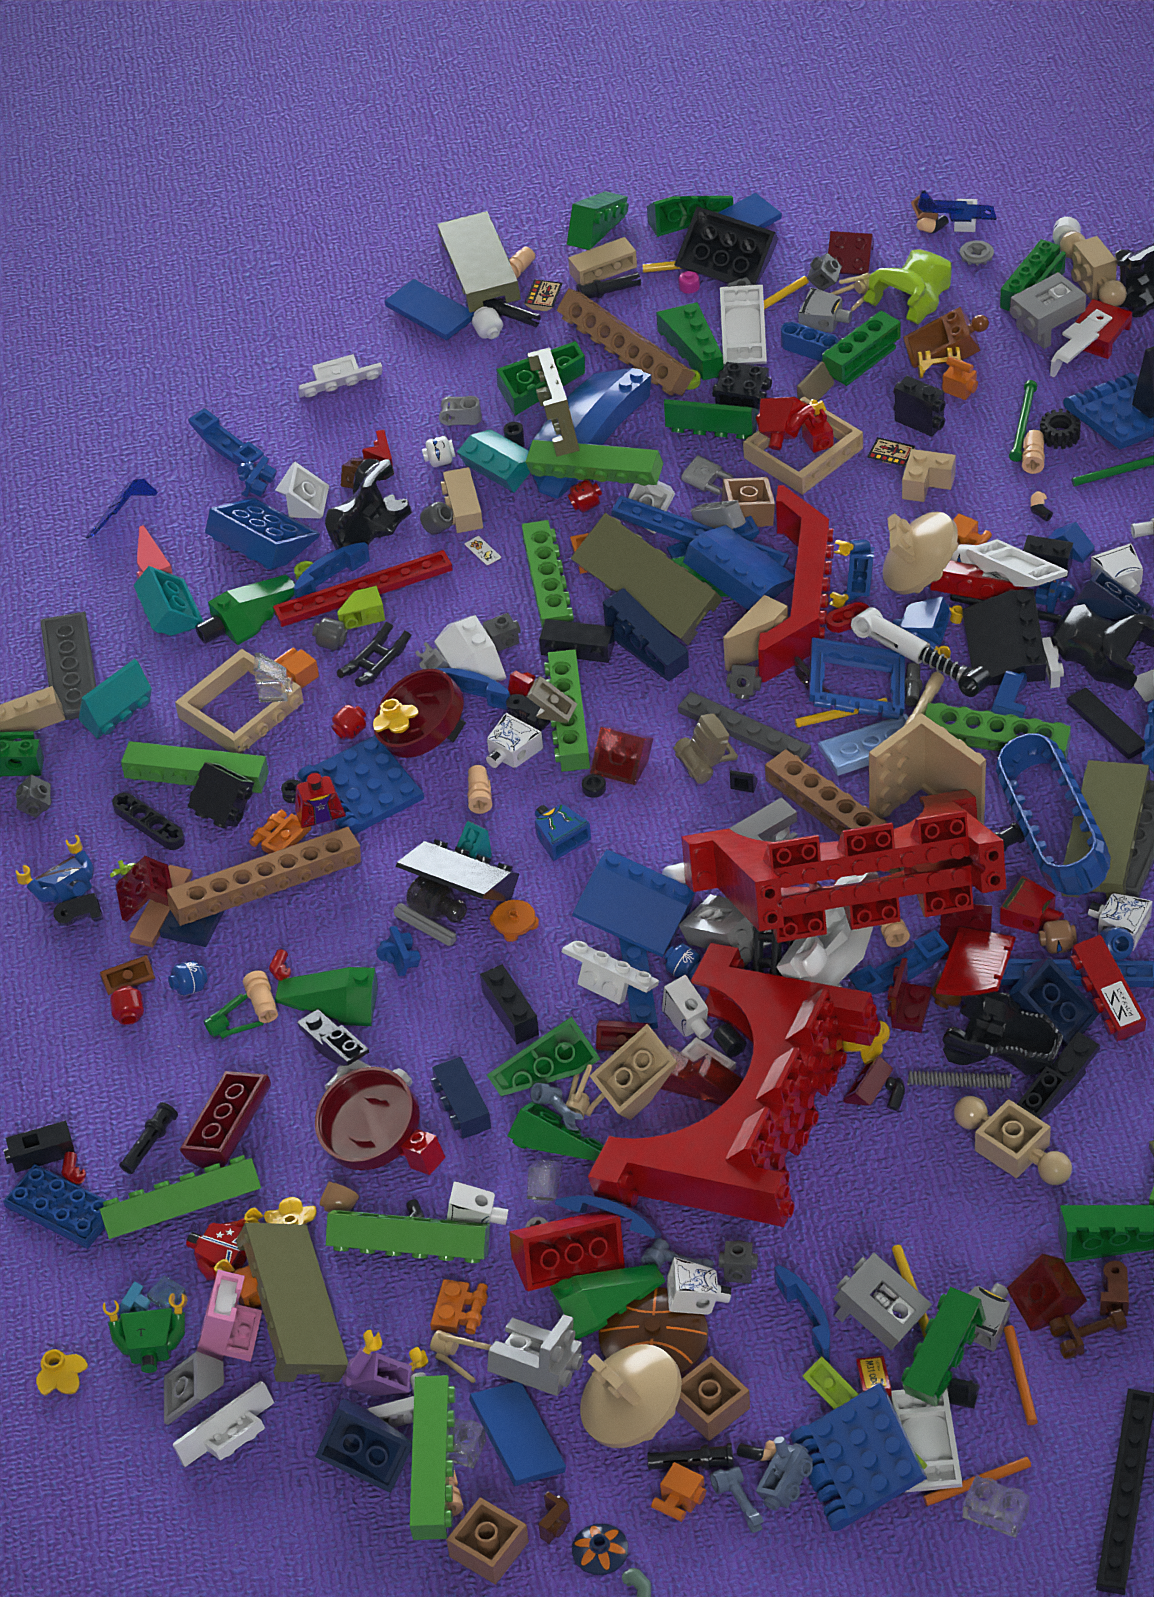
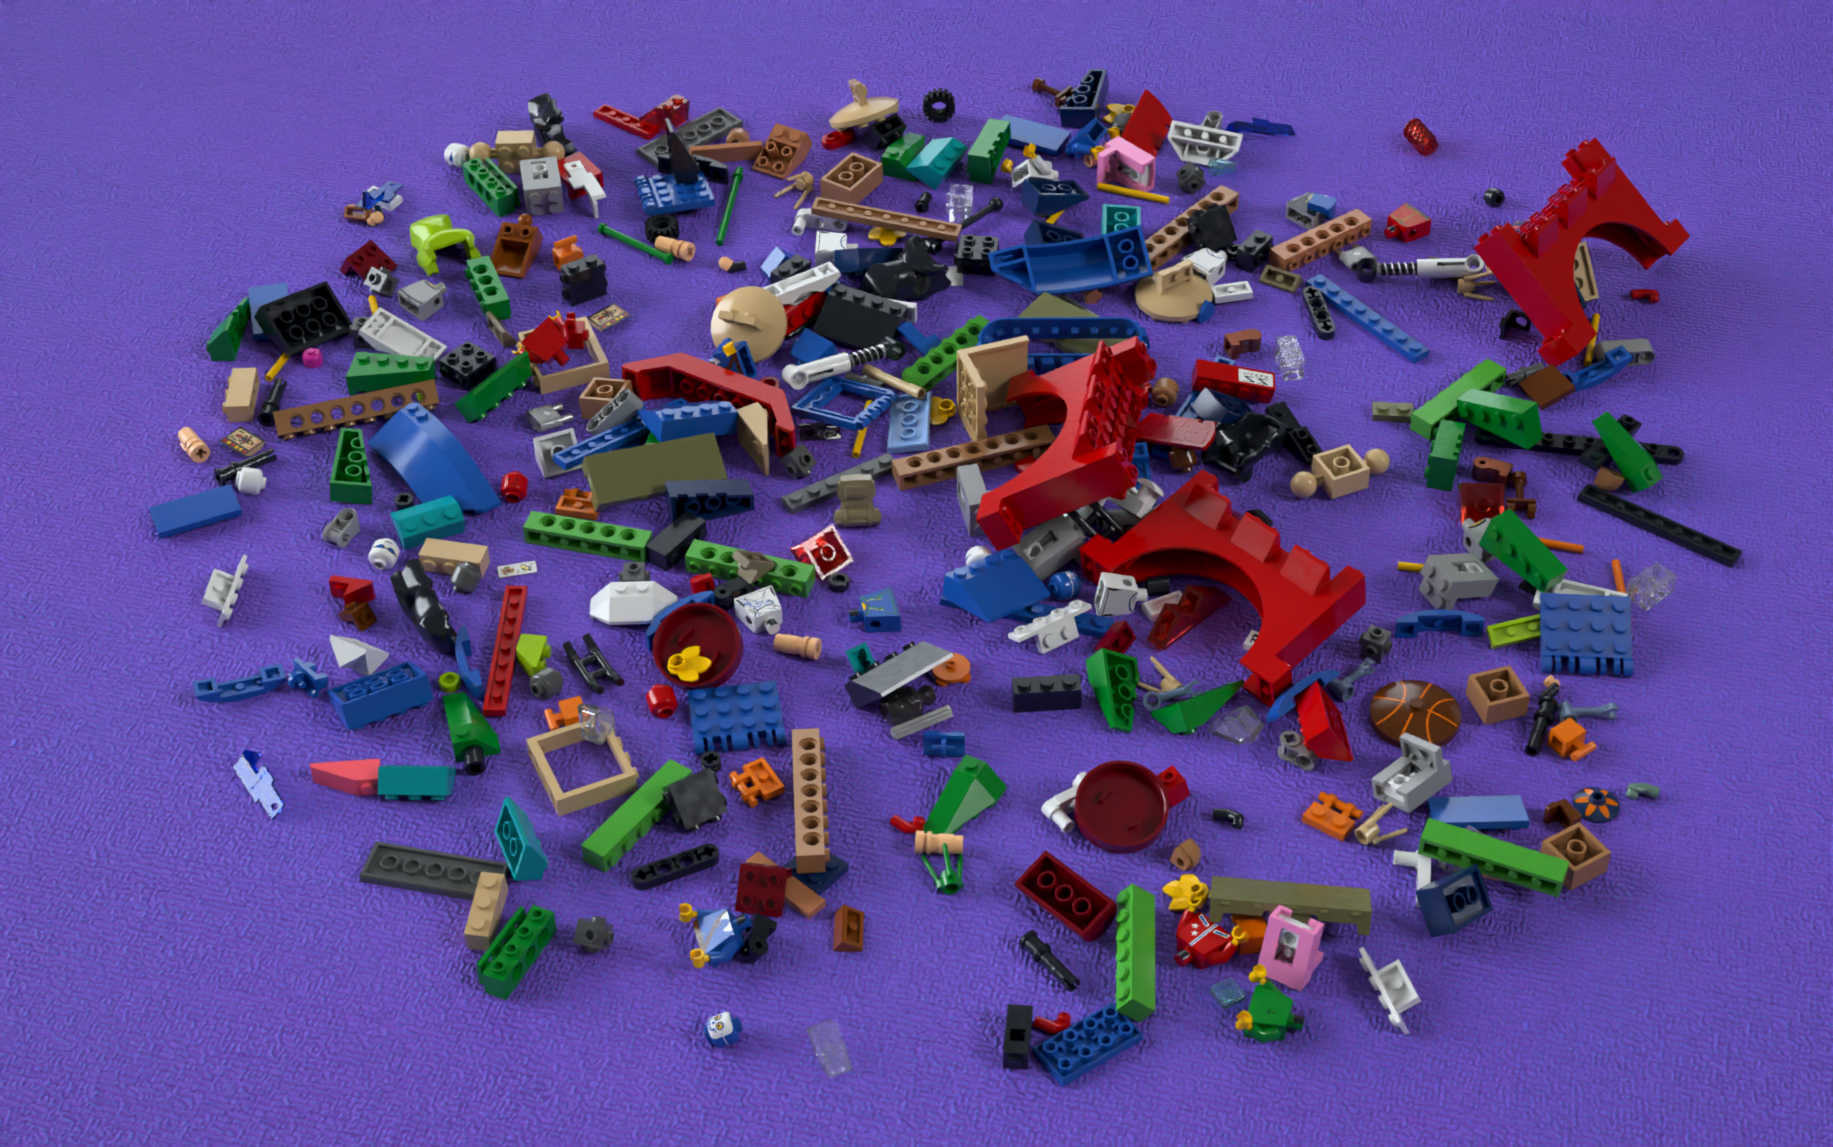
camera: 70 degrees left, 5 degrees down
(62, 1375) = (1275, 1089): yellow plate -> none
(124, 869) = (725, 896): lime plant -> none
(127, 1005) = (890, 934): red head -> none
(134, 1300) = (1224, 1016): dark azure tile -> none
(188, 978) = (886, 883): blue head -> none
(191, 1384) = (1339, 1002): light grey slope -> none
(317, 801) = (756, 726): red torso -> none
(332, 1041) = (1029, 806): black slope -> none
(380, 1374) = (1391, 871): medium lavender torso -> none
(407, 1235) = (1252, 820): bright green brick -> none
(431, 658) = (632, 631): light grey plate -> none
(460, 1098) = (1125, 746): dark blue brick -> none
(474, 1205) = (1250, 768): white torso -> none
(478, 260) = (174, 456): piece -> none
(554, 401) = (425, 445): olive piece -> none
(595, 218) = (197, 374): green wedge -> none
(596, 463) = (501, 457): bright green brick -> none
(601, 1294) = (1373, 726): green wedge -> none
(630, 1395) = (1481, 732): tan bracket -> none
(635, 1073) = (1176, 632): tan slope -> none
(694, 1288) = (1393, 670): white torso -> none
(743, 781) = (898, 499): black slope -> none
(784, 1475) = (1581, 676): sand blue brick -> none
(806, 340) = (451, 315): blue beam -> none
(861, 286) = (411, 270): tan plant -> none
(873, 1371) = (1514, 608): tile -> none
(908, 1001) = (1171, 475): dark red bracket -> none
(925, 364) = (530, 263): yellow piece -> none
(927, 470) = (653, 304): tan brick -> none
(968, 1079) = (1265, 481): light grey piece -> none
(979, 247) = (425, 205): light grey gear -> none
(1106, 723) = (973, 307): black tile -> none
(1118, 942) = (1186, 366): blue head -> none
(1123, 912) = (1171, 357): white torso -> none

